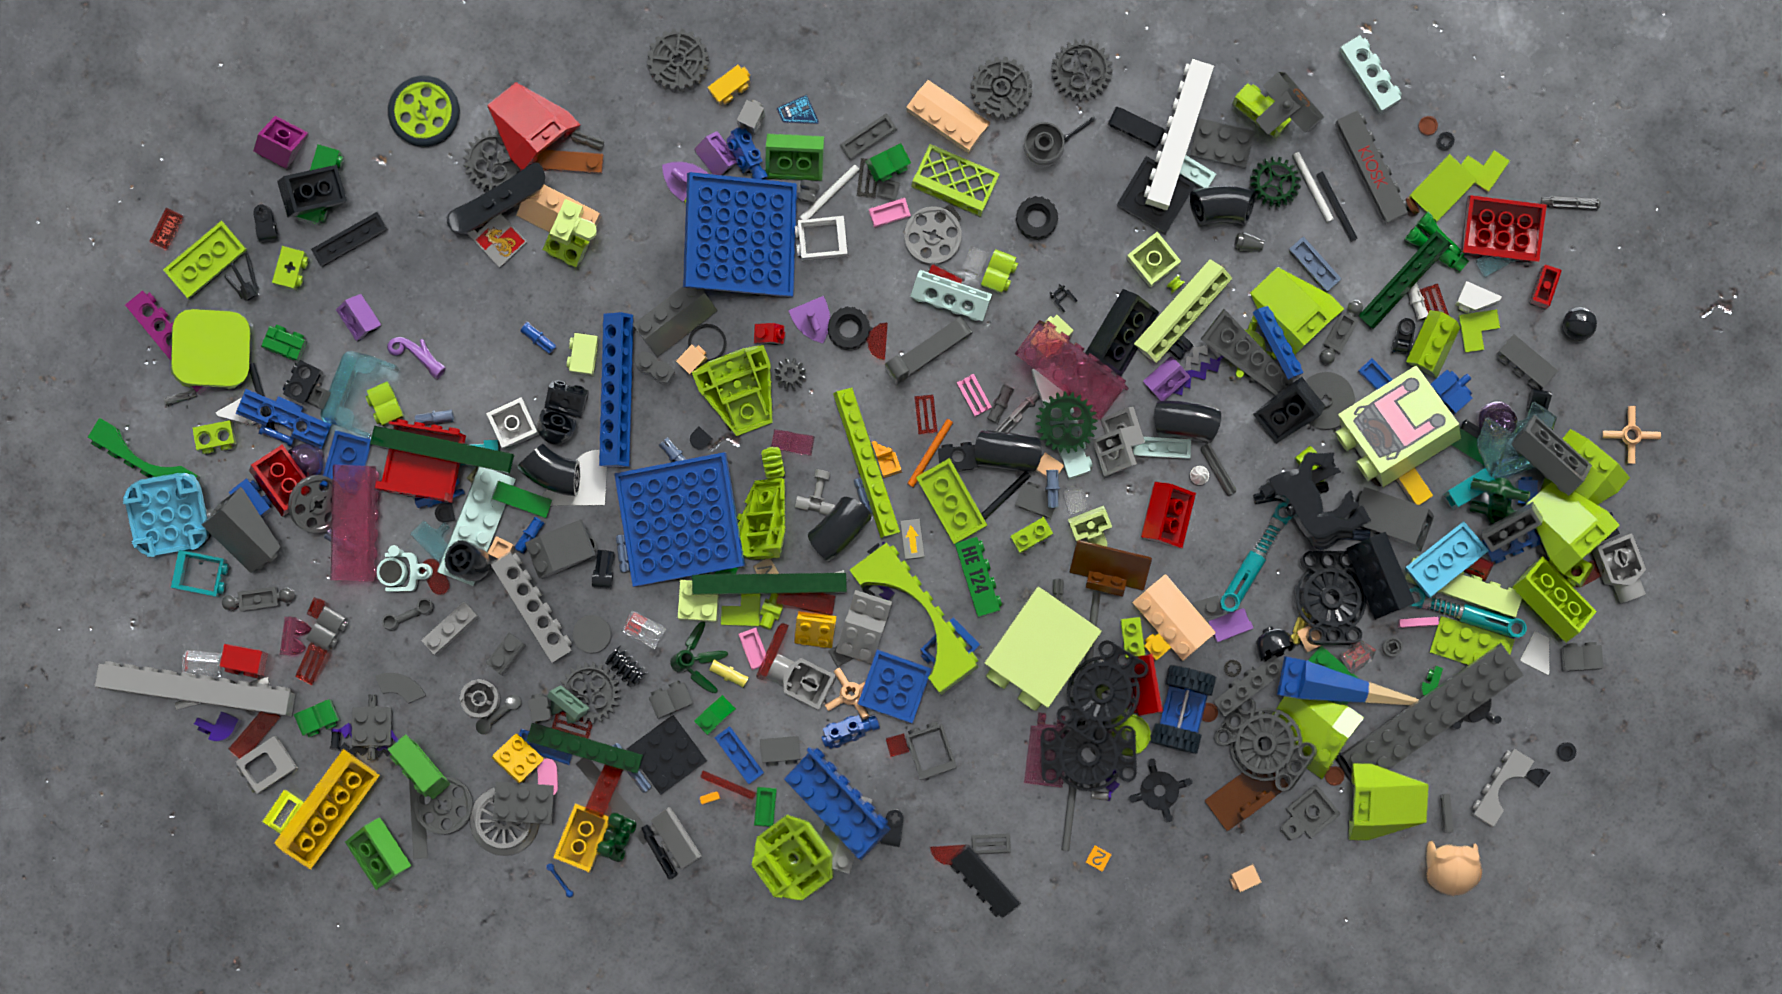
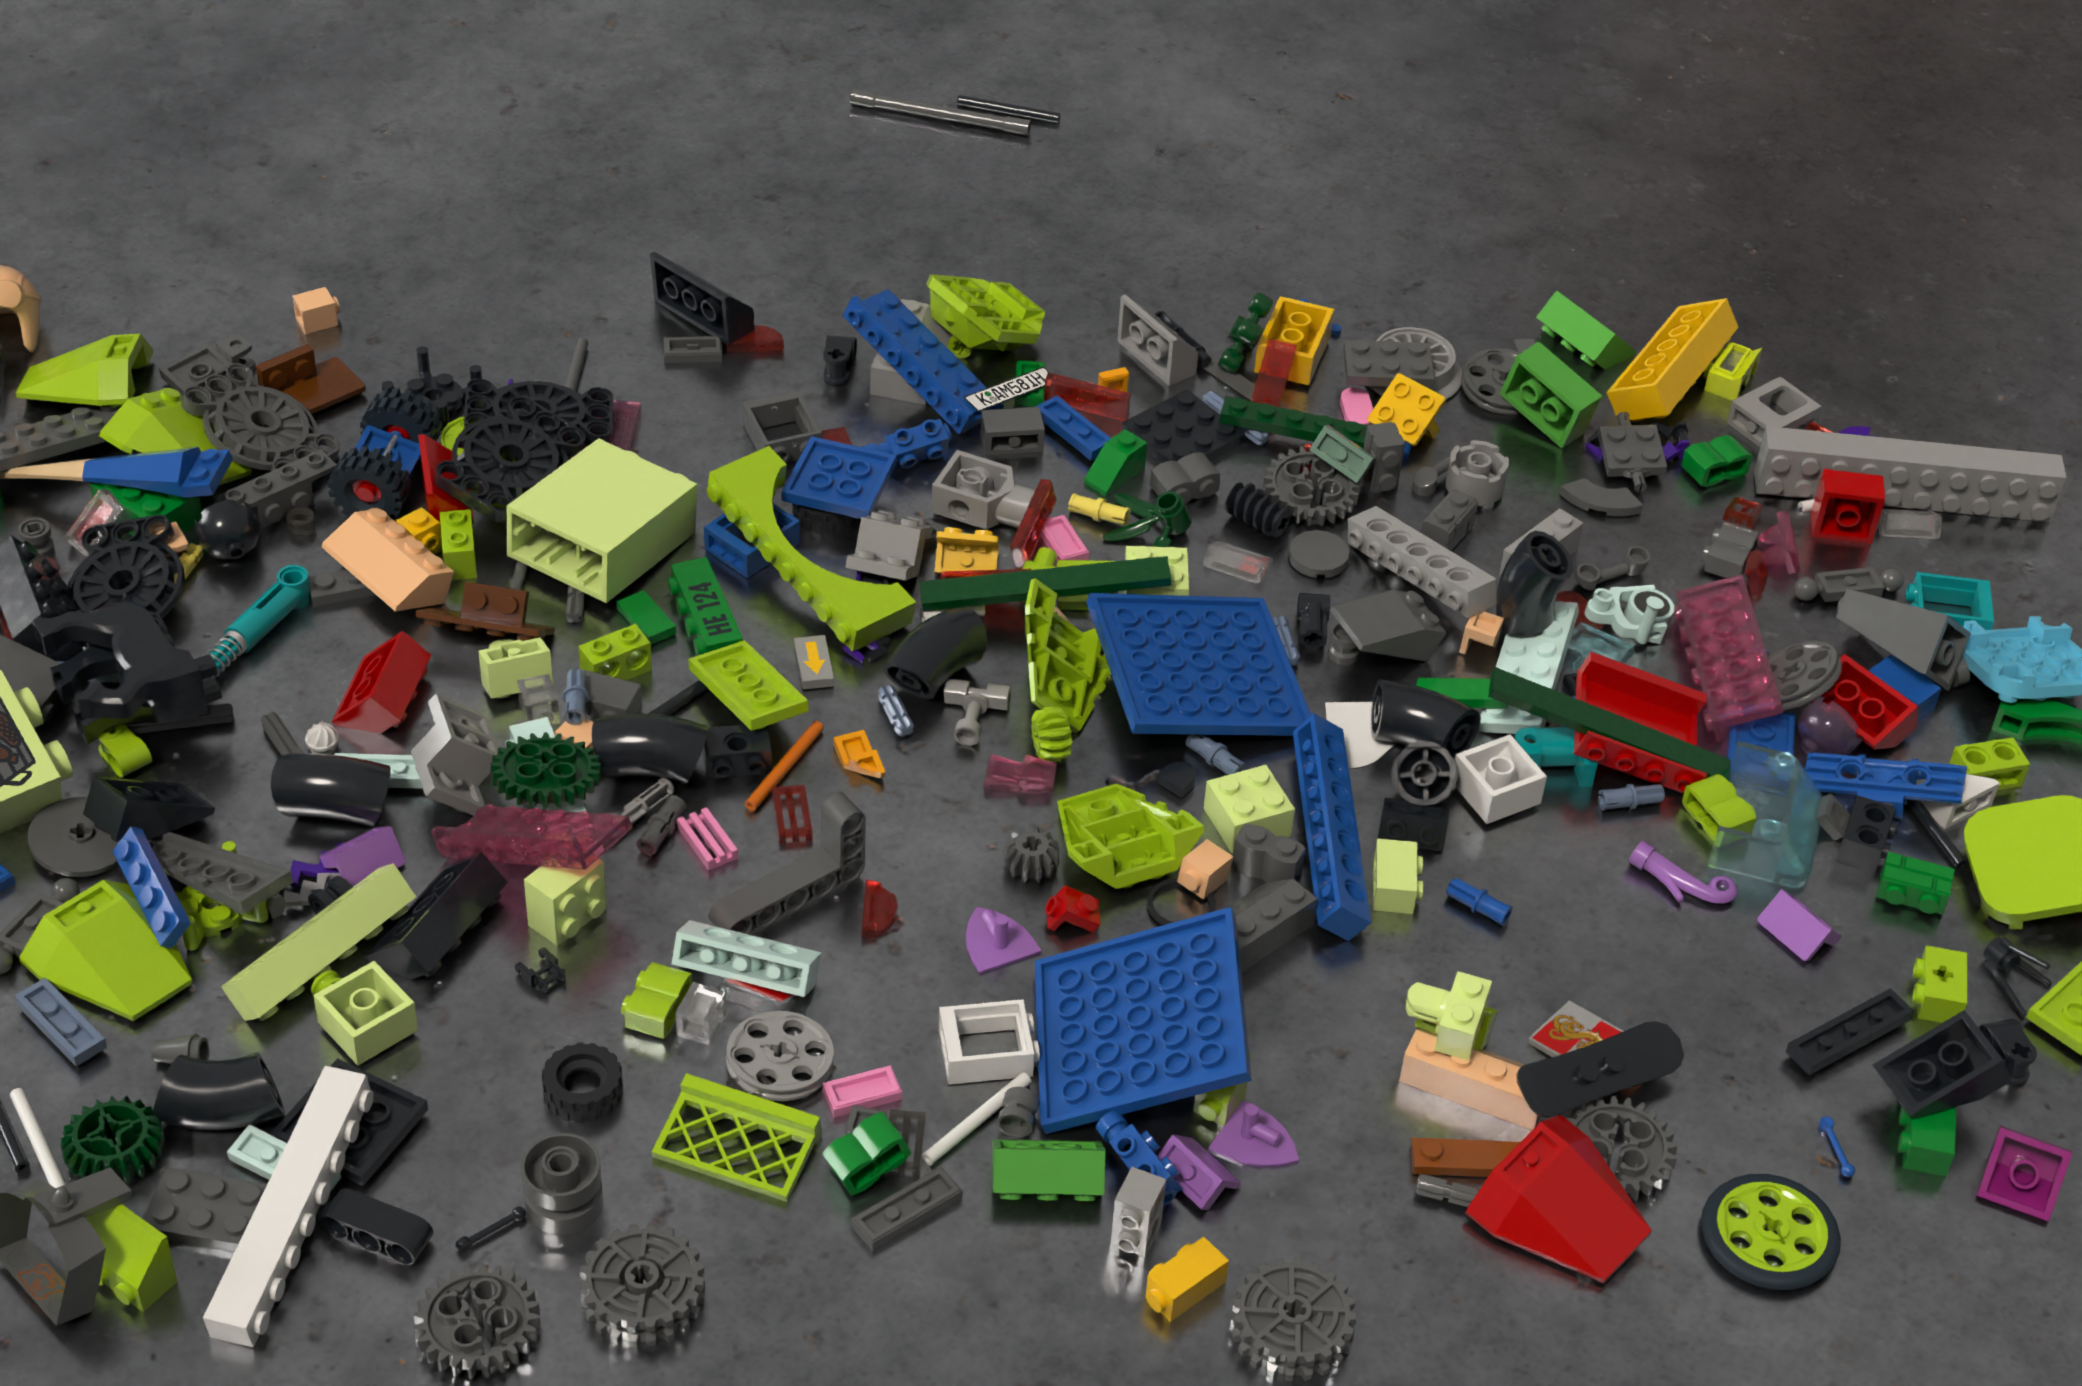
camera: 170 degrees right, 40 degrees down
(376, 181) = (1826, 1124): none -> blue hinge
(529, 534) = (1441, 656): blue axle -> none
(662, 406) = (1248, 799): none -> yellowish green brick
(778, 788) = (1008, 389): none -> sticker
(798, 111) = (1046, 1251): dark blue sticker -> none
(845, 342) = (931, 939): black tyre -> none
(847, 698) = (908, 485): light nougat bar -> none
(866, 462) = (894, 749): lime plate -> none
(947, 116) = (752, 1235): light nougat slope -> none
(1014, 579) = (647, 615): none -> green tile
(1098, 858) = (533, 335): light orange tile -> none
(1230, 625) = (297, 551): medium lavender panel -> none

